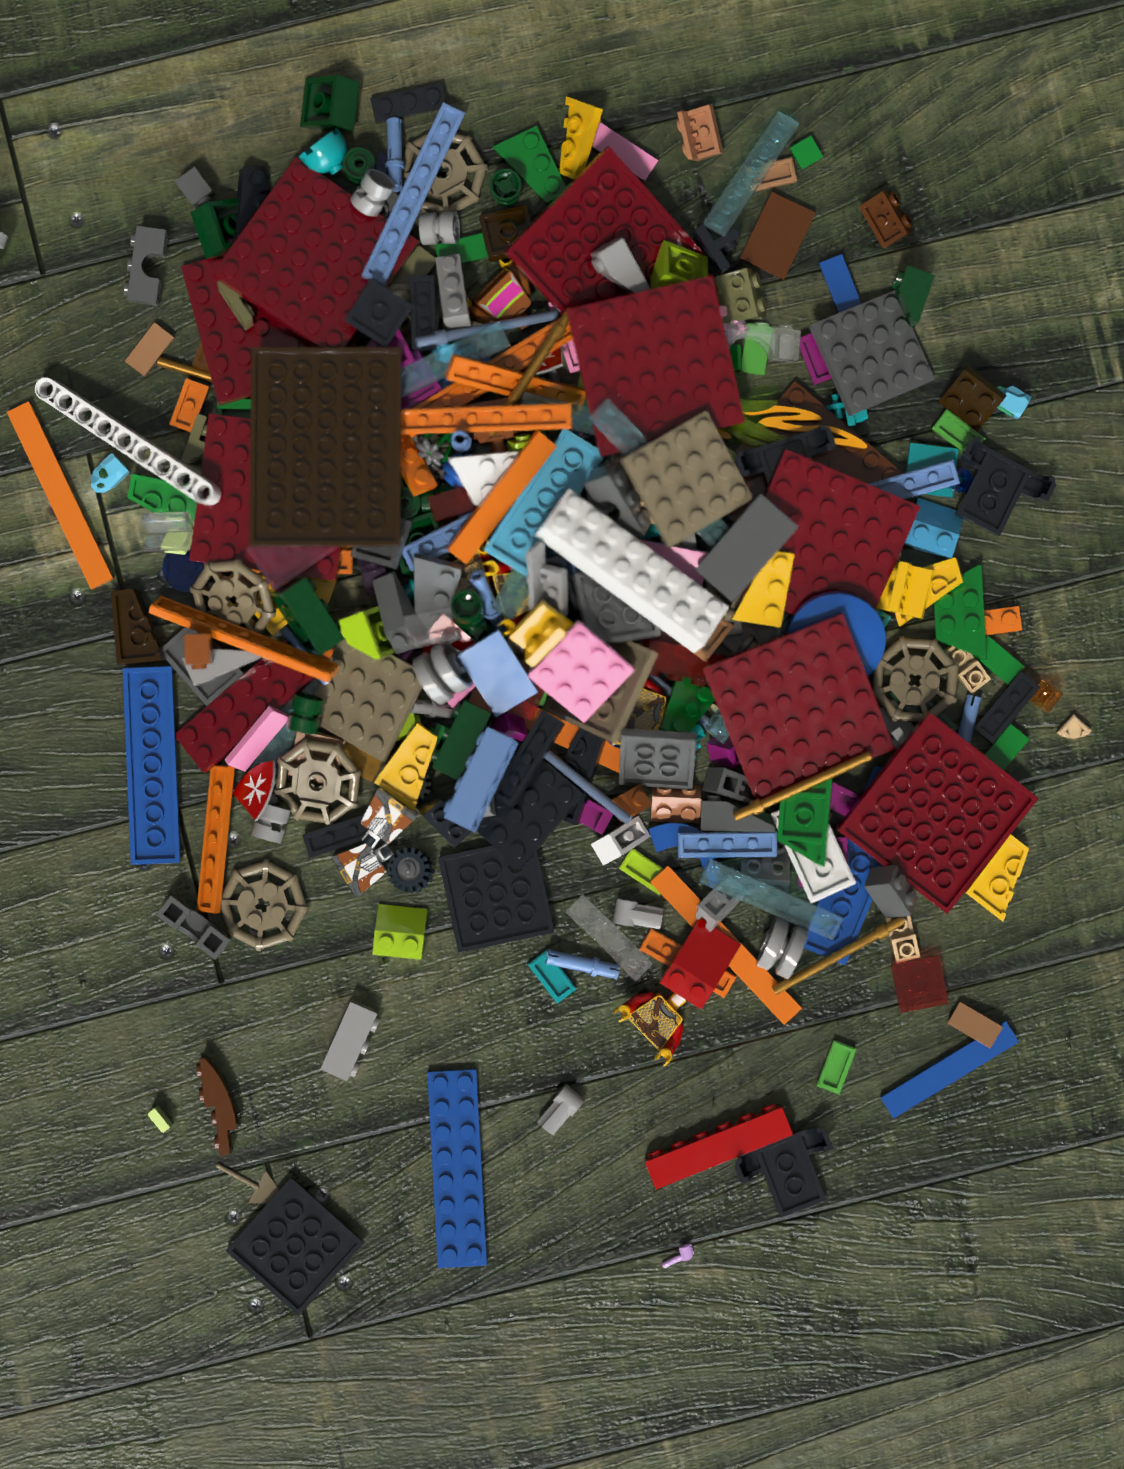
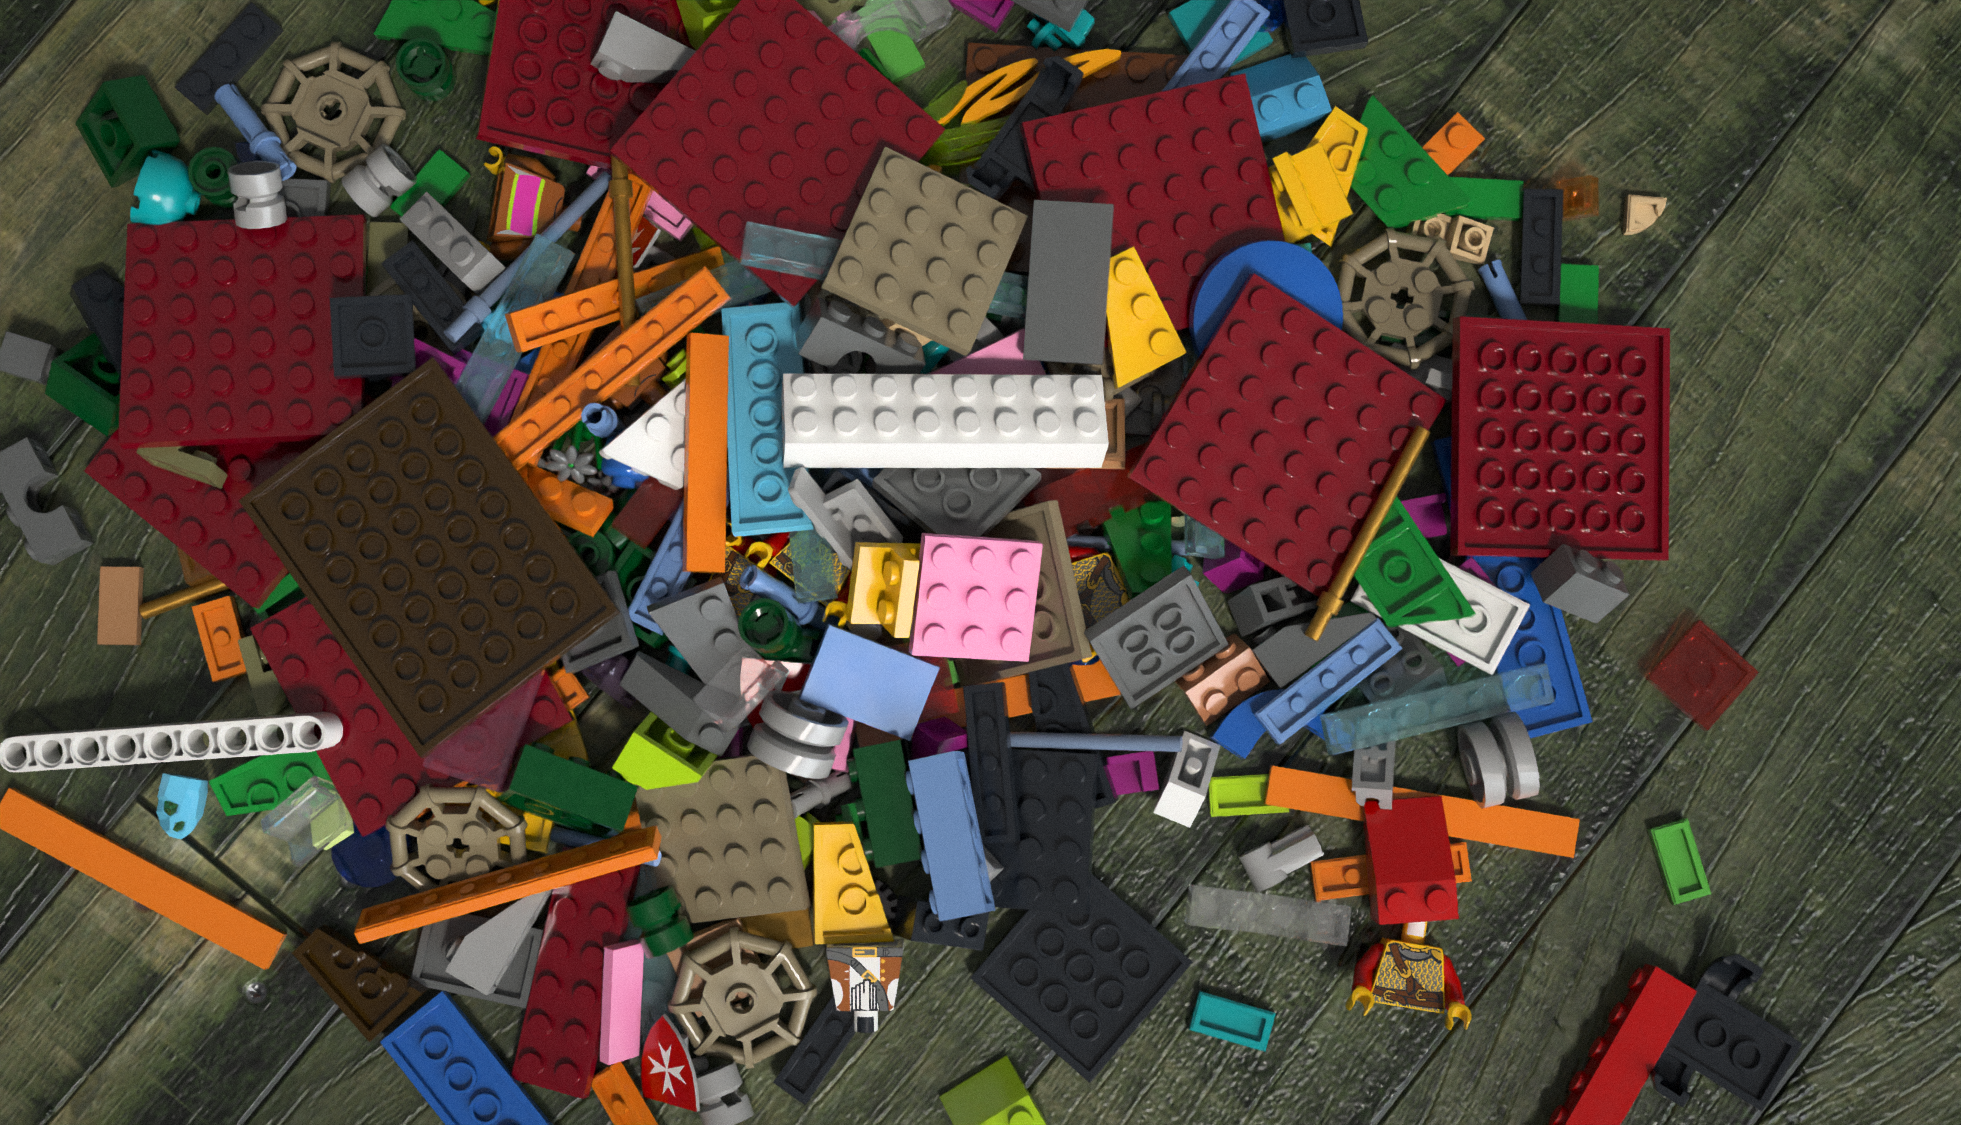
camera: 45 degrees left, 5 degrees down
(198, 650) = (456, 945): dark orange brick -> none
(362, 866) = (881, 1064): torso -> none
(410, 870) = (947, 1022): black wheel -> none
(413, 194) = (312, 160): medium blue tile -> none
(502, 229) = (455, 126): dark brown plate -> none
(583, 964) = (1274, 968): medium blue pin -> none
(633, 801) = (1165, 716): dark orange brick -> none
(880, 931) = (1604, 646): pearl gold bar -> none
(904, 941) = (1636, 634): tan slope -> none
(945, 1072) = (1822, 755): blue tile -> none
(975, 1025) = (1812, 674): medium nougat tile -> none
(997, 880) = (1696, 473): yellow wing -> none

